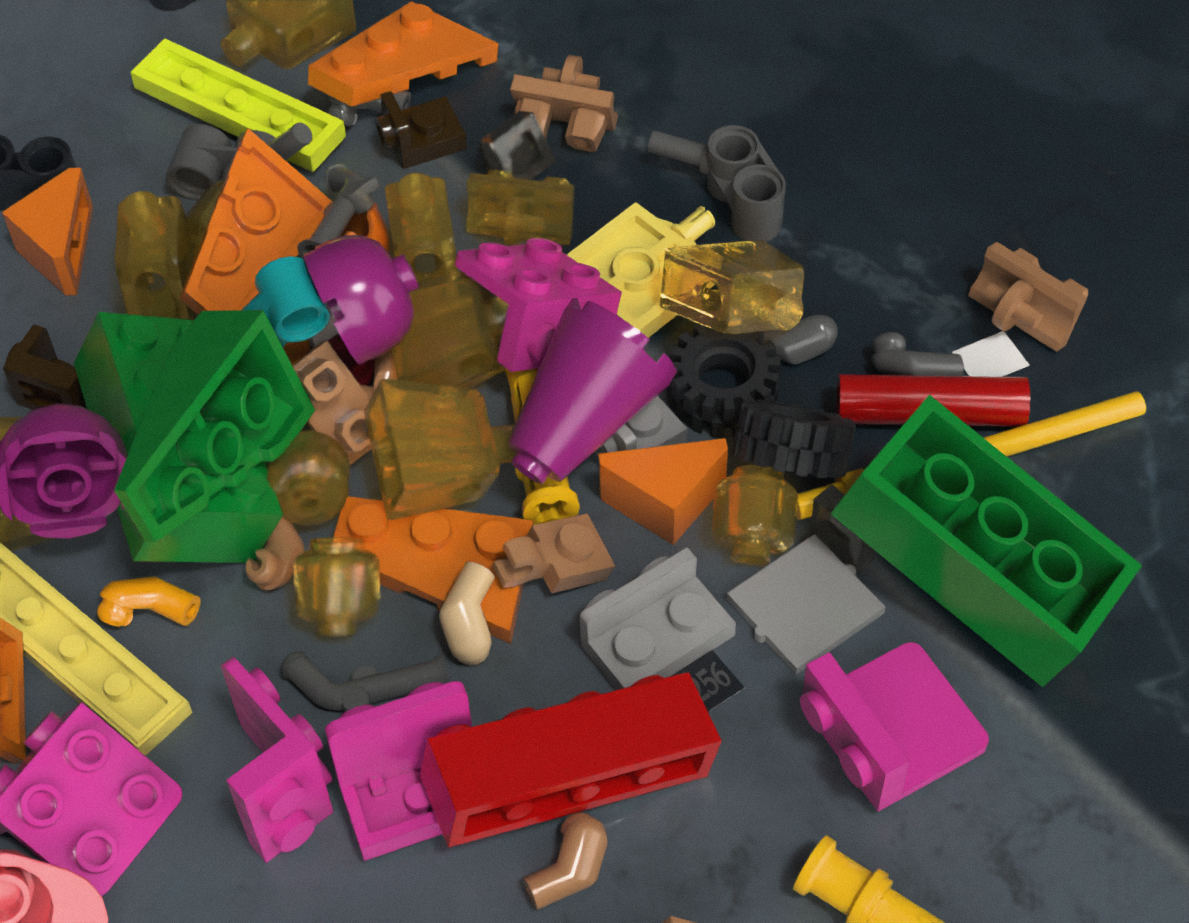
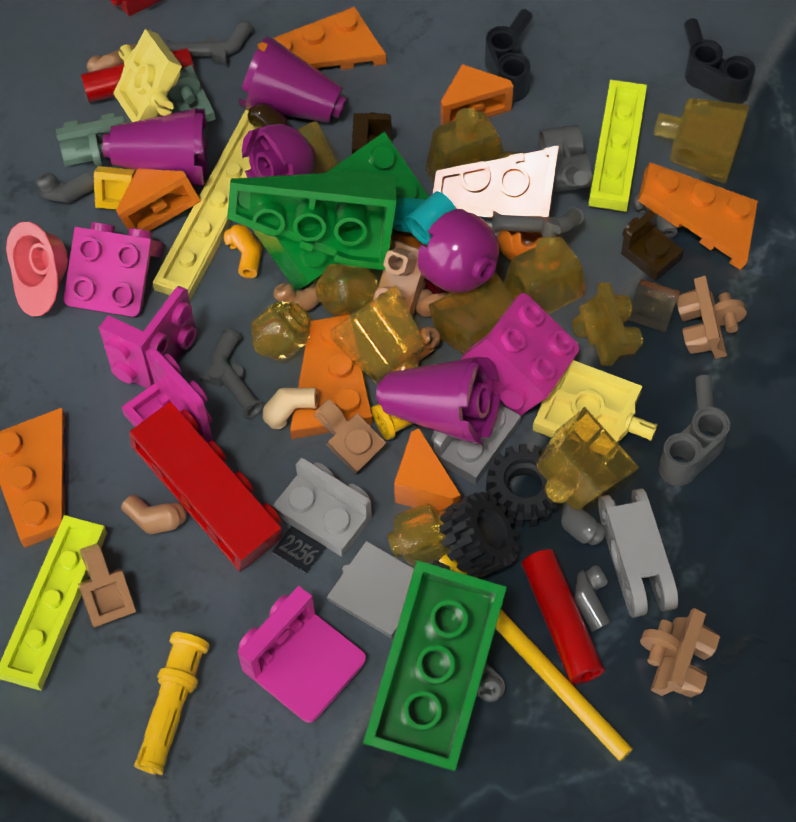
camera: 70 degrees right, 5 degrees up
(882, 289) = (637, 553): none -> light grey piece
(992, 357) = (624, 649): white sticker -> none

